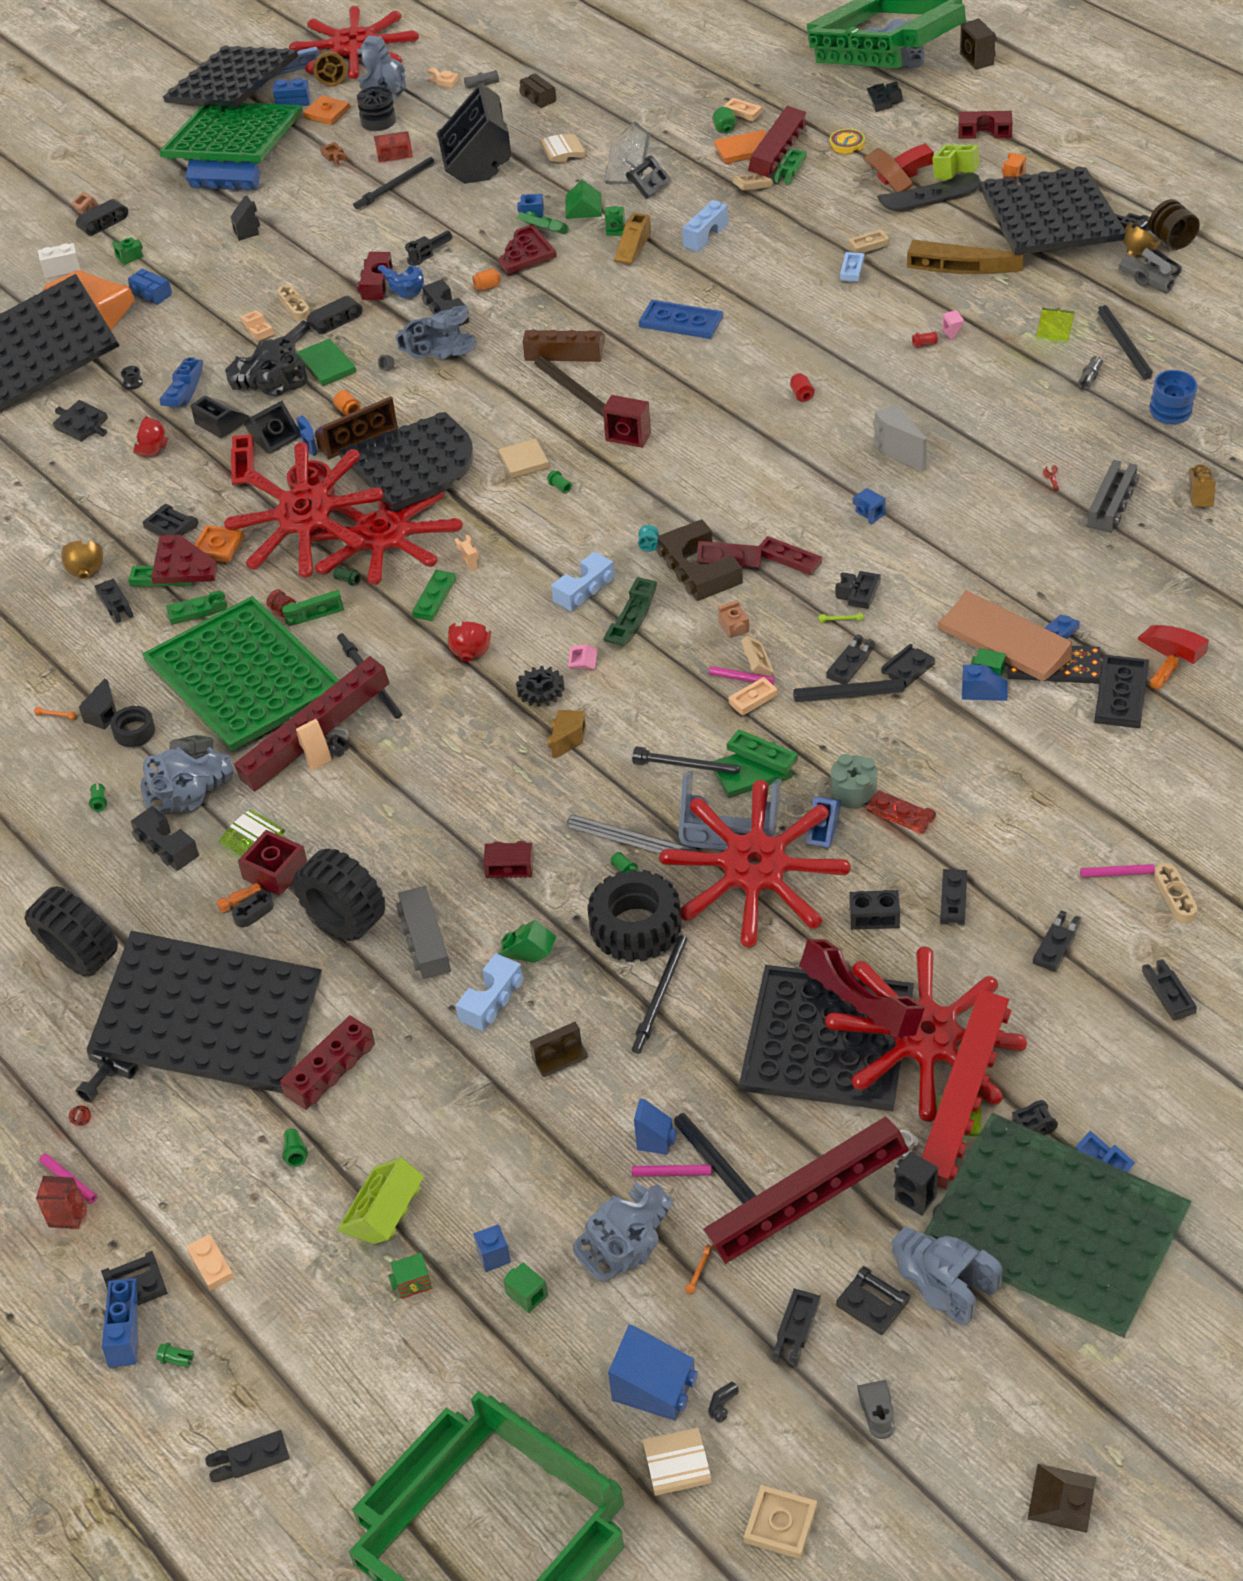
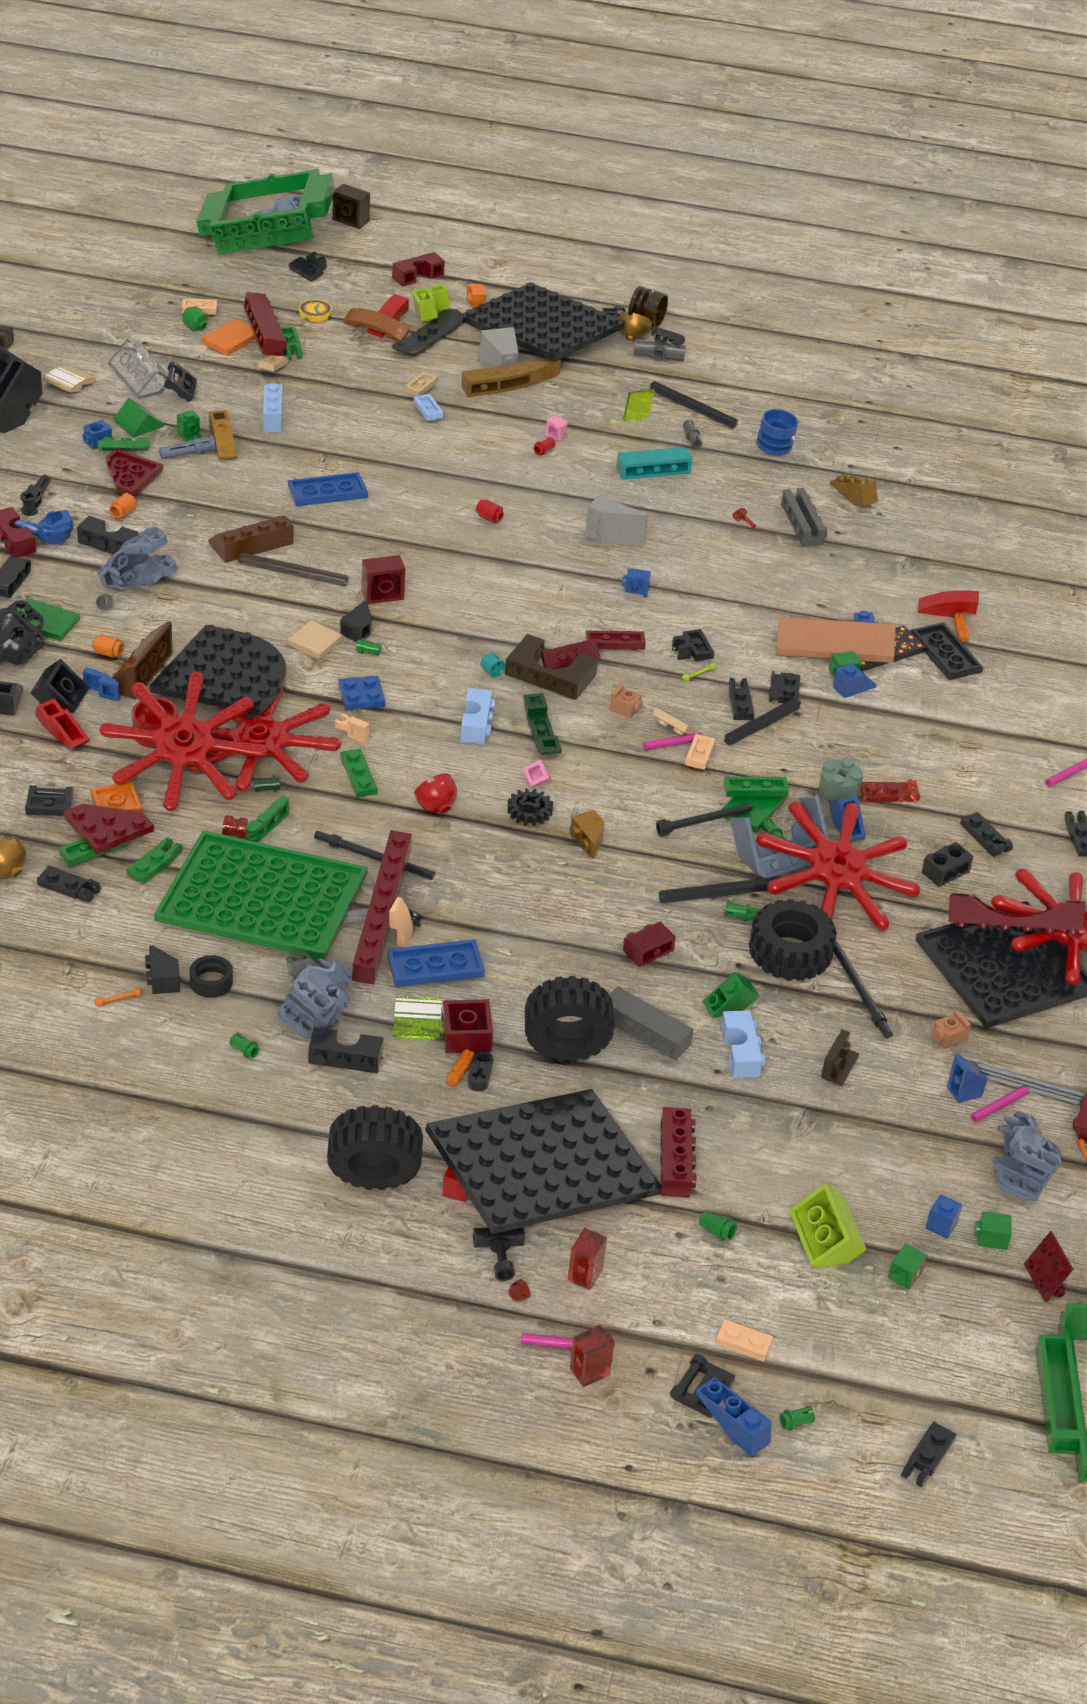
camera: 45 degrees left, 5 degrees down
(147, 1116) = (587, 1258): none -> clear red brick
(314, 794) = (435, 963): none -> blue plate
(512, 522) = (361, 693): none -> blue plate
(532, 1353) = (1049, 1267): none -> dark red hinge
(572, 455) = (357, 623): none -> black slope
(604, 242) = (196, 446): none -> sand blue pin
(697, 1075) = (951, 1030): none -> nougat brick
(735, 806) = (768, 826): none -> green pin
(974, 225) = (498, 347): none -> light grey slope
(1015, 390) = (654, 463): none -> teal brick

